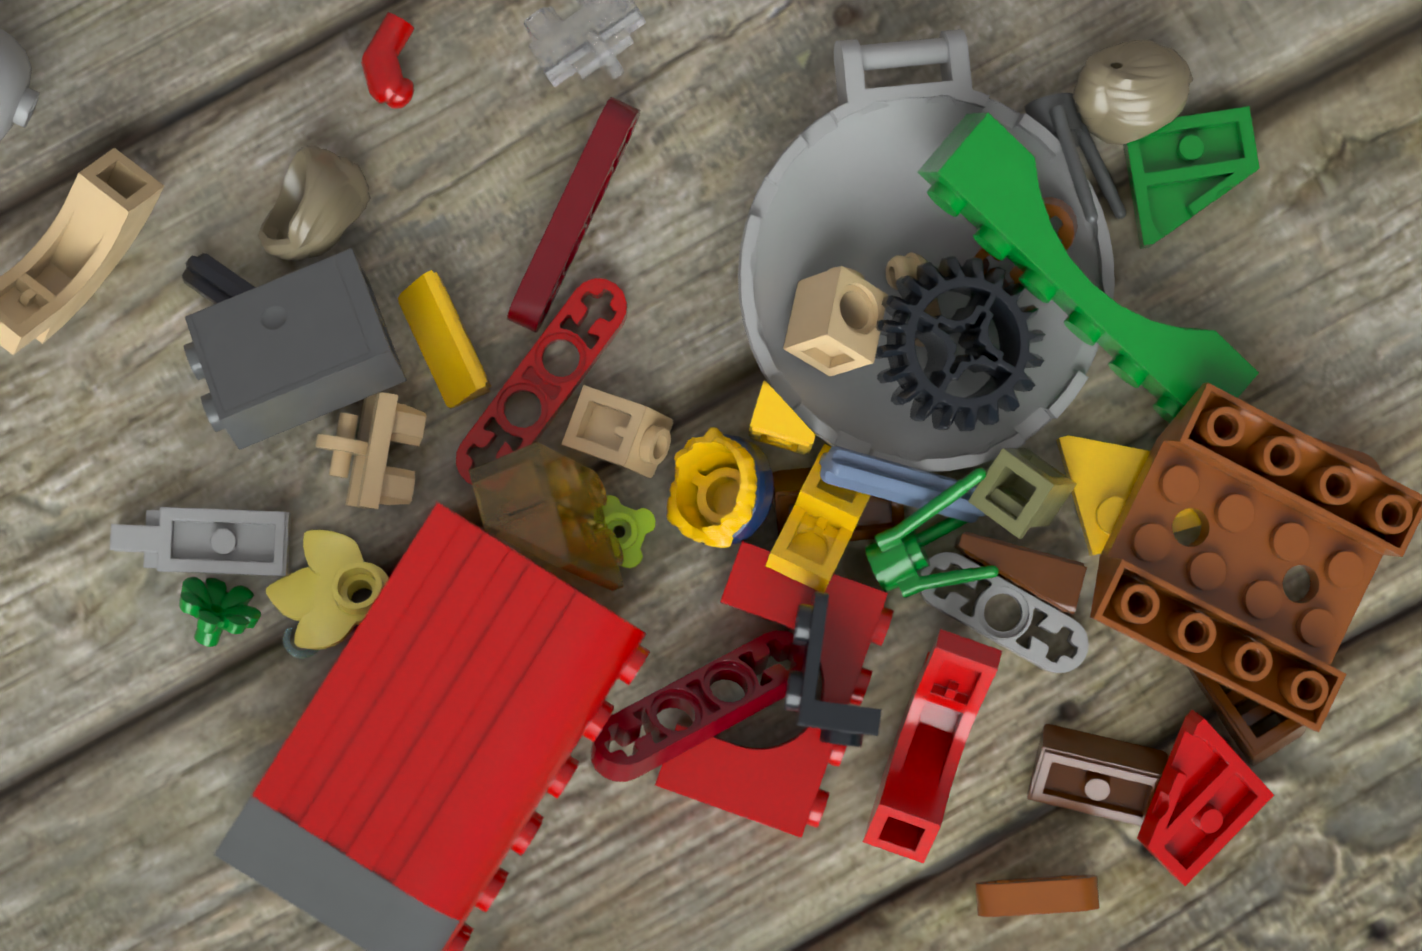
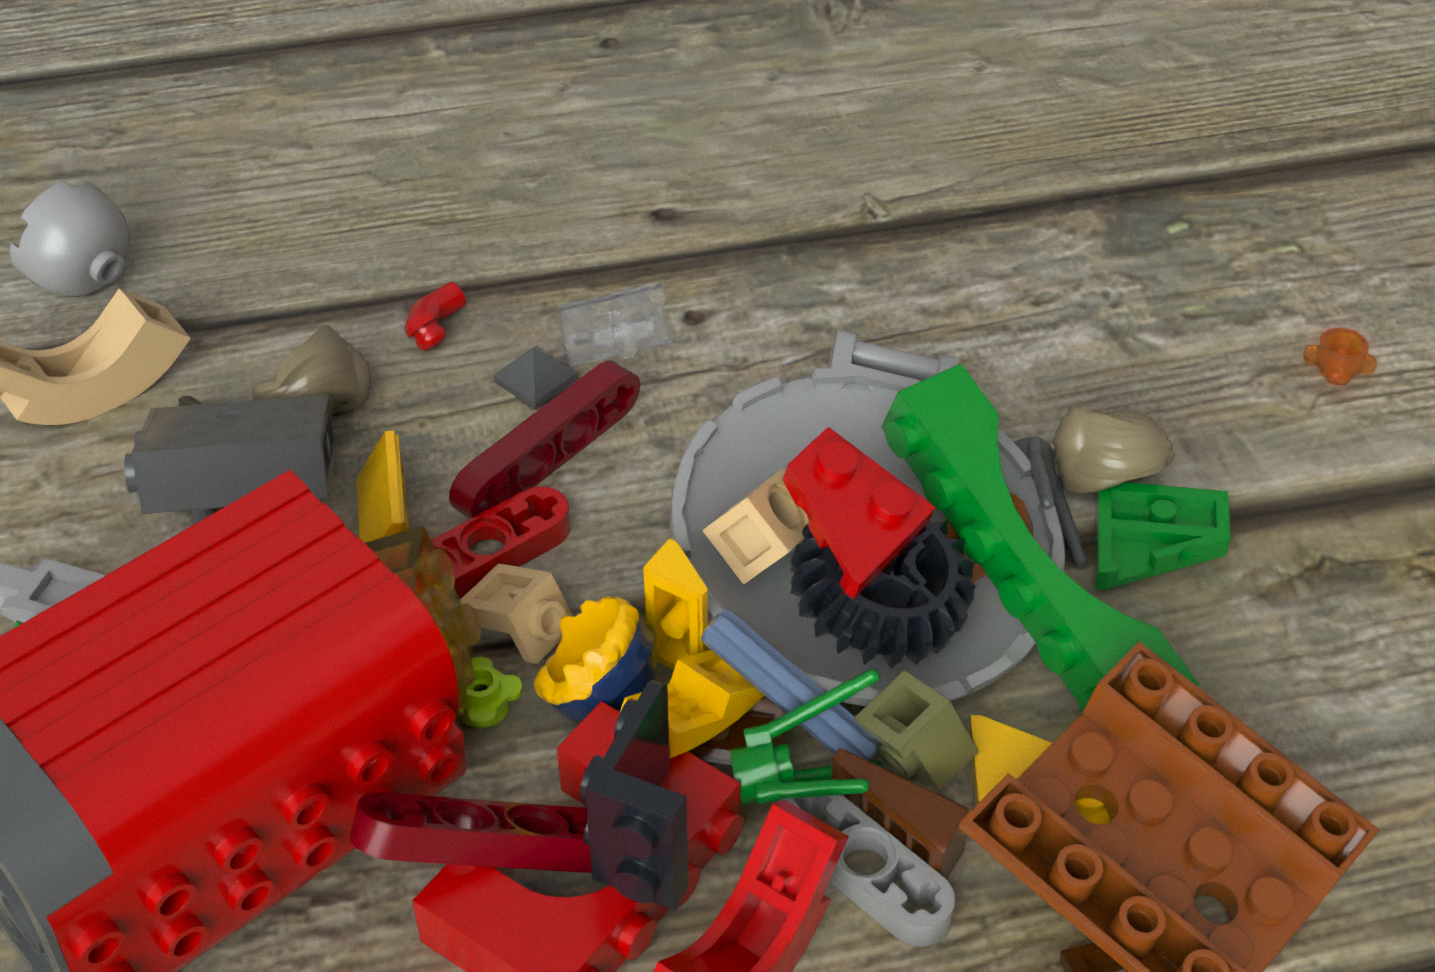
camera: 15 degrees right, 40 degrees down
(524, 113) = (535, 377): none -> dark grey slope
(926, 308) = (854, 507): none -> red wing

